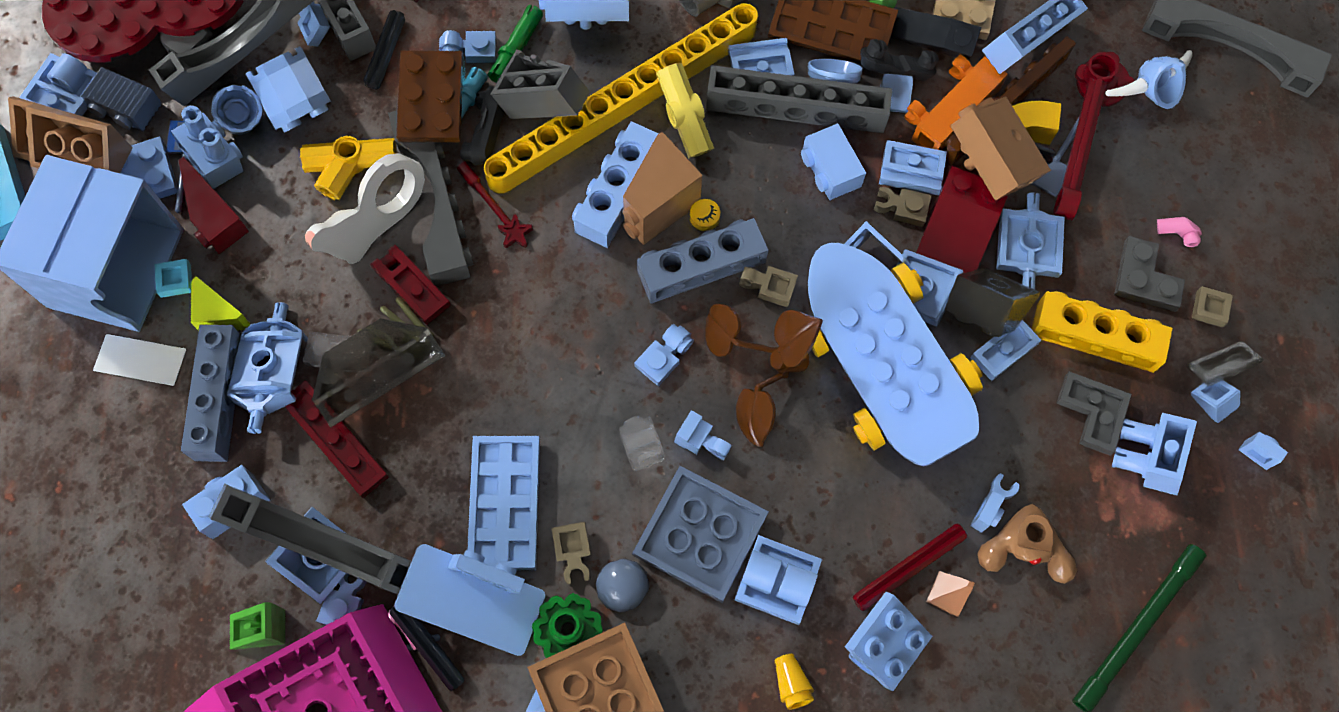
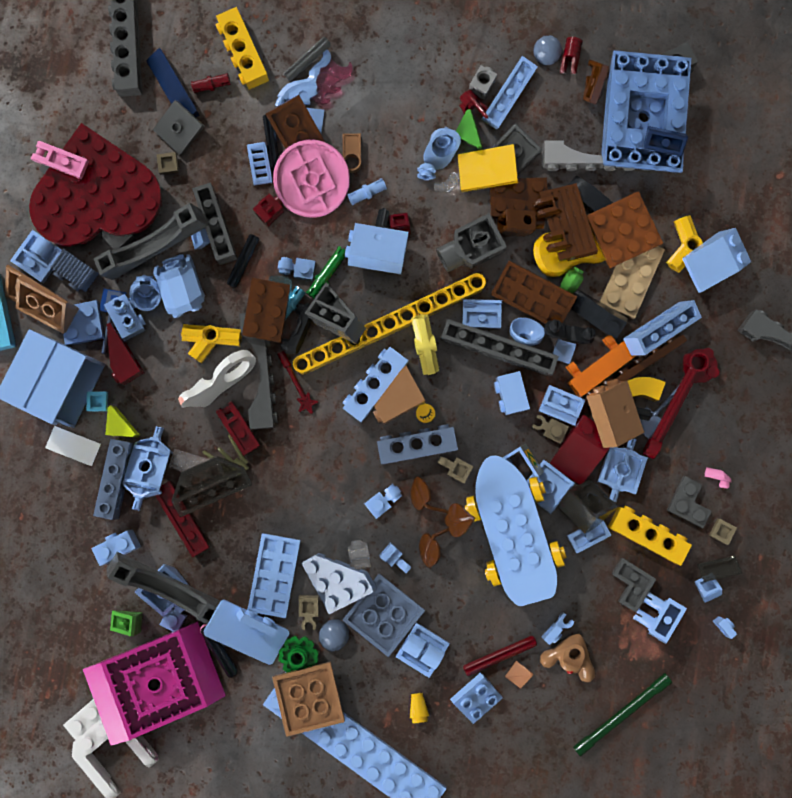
camera: 15 degrees right, 15 degrees up
(613, 490) = (337, 581): none -> plate
(1160, 79) = (735, 374): light blue helmet -> none

